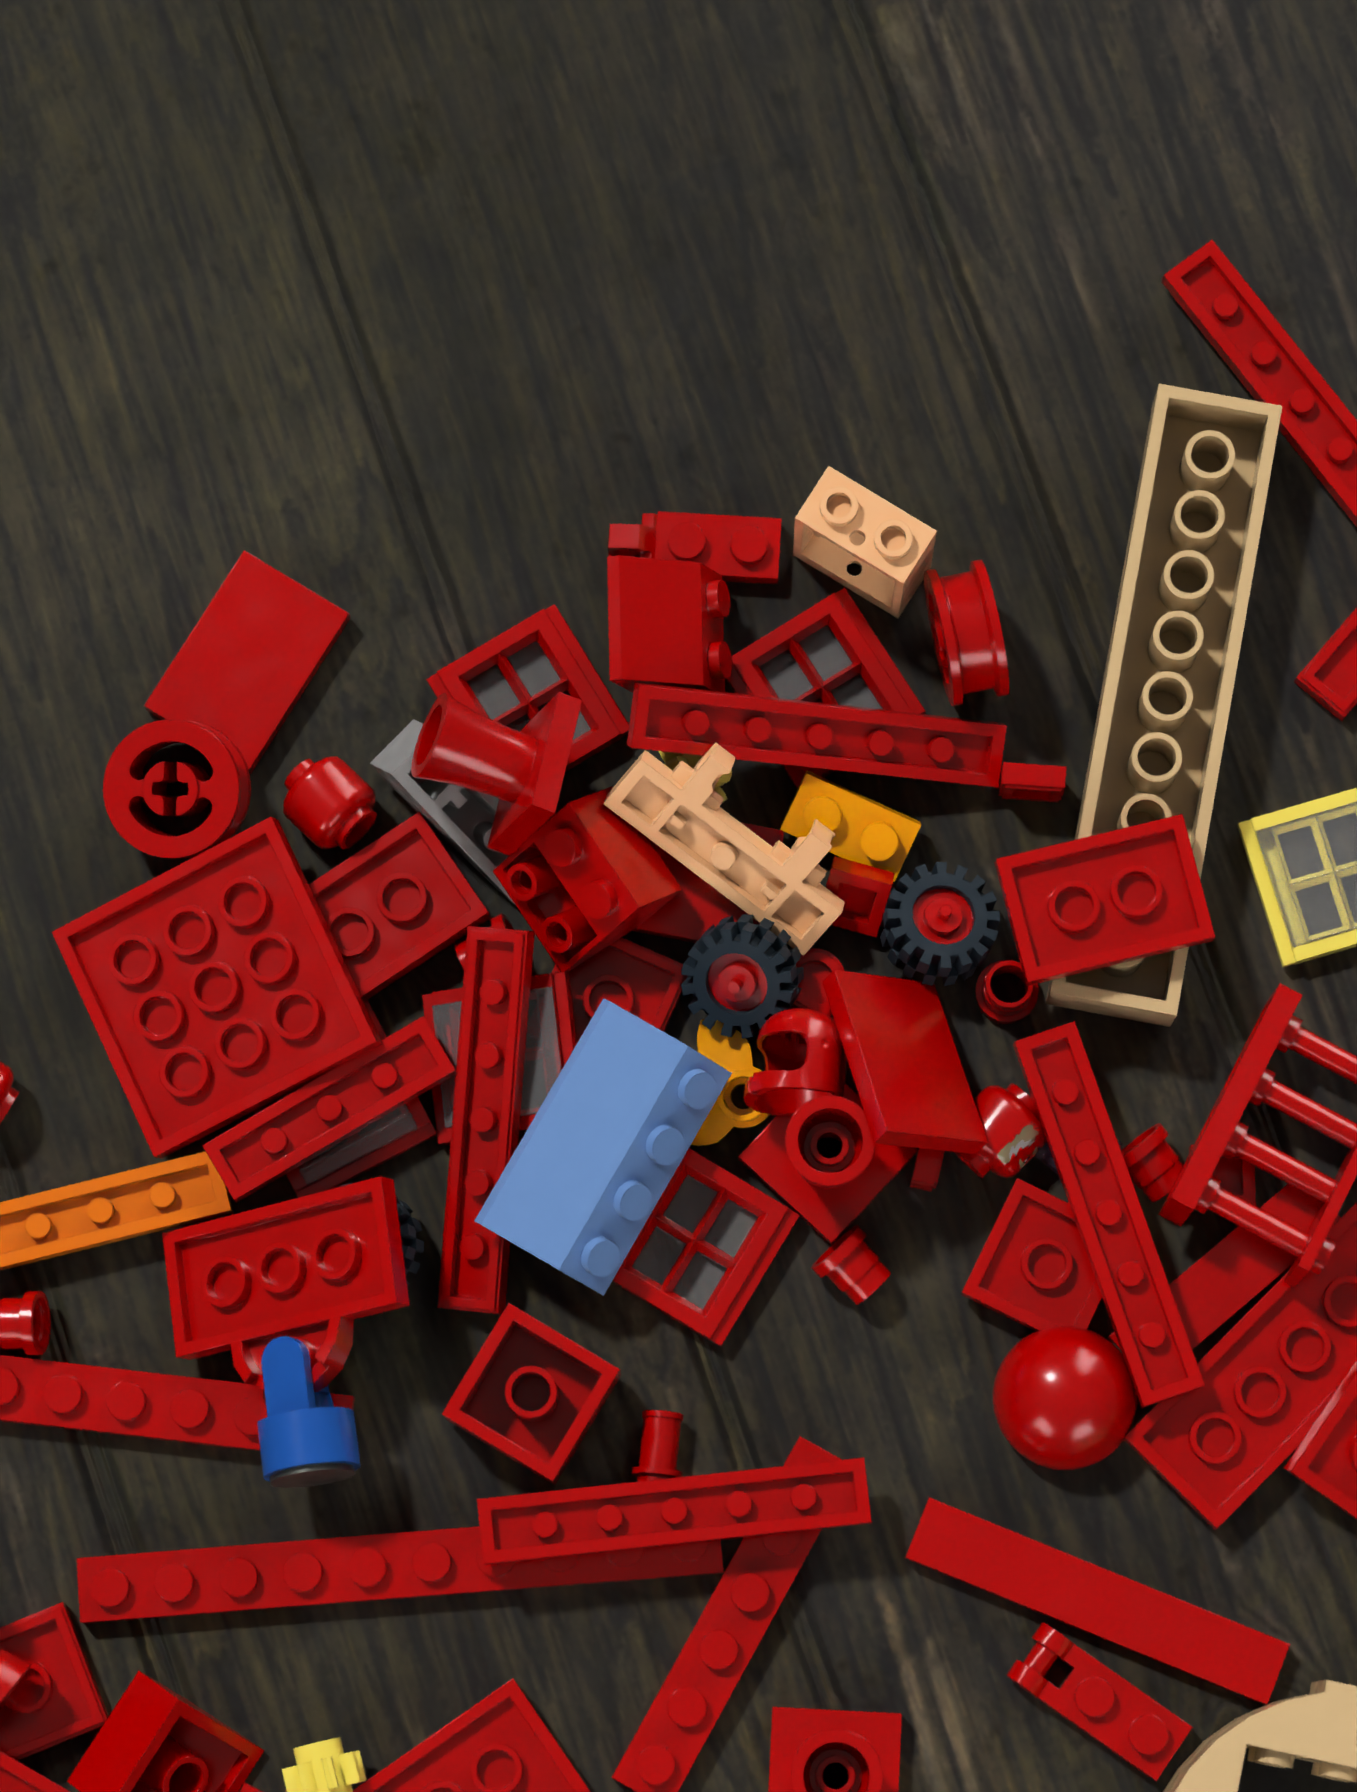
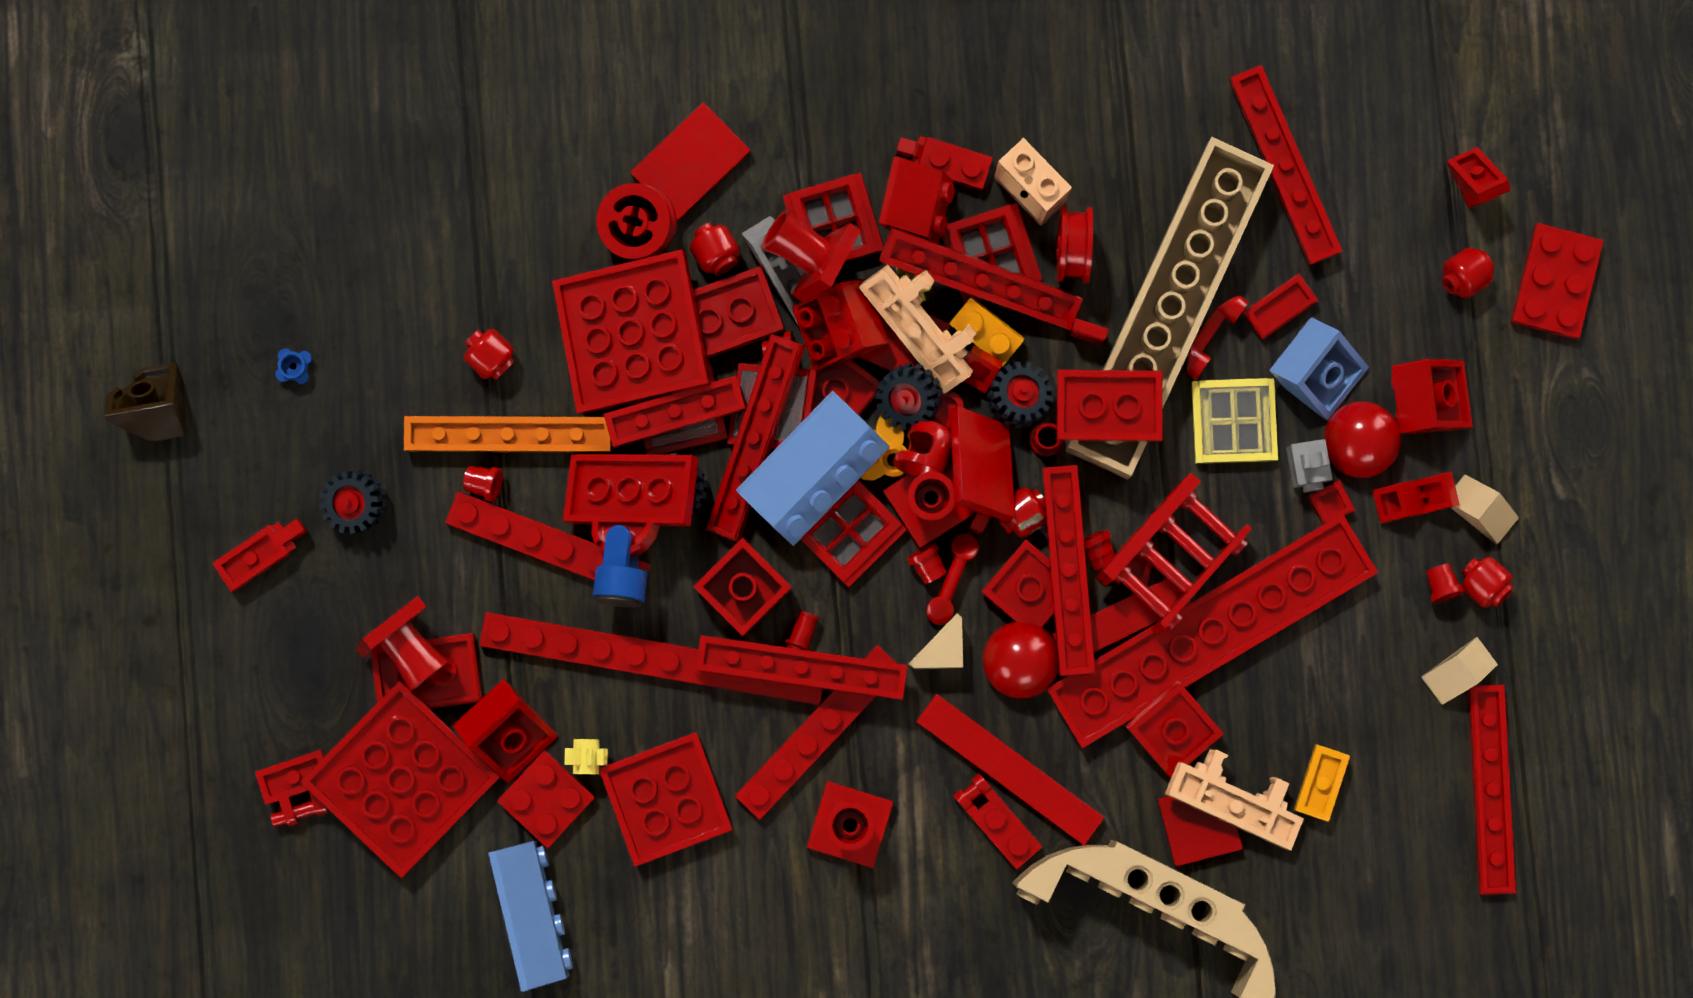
camera: 10 degrees right, 5 degrees up
(897, 1342) = (940, 609): none -> red bar
(921, 1415) = (944, 649): none -> tan slope
(1270, 681) = (1228, 310): none -> red bar

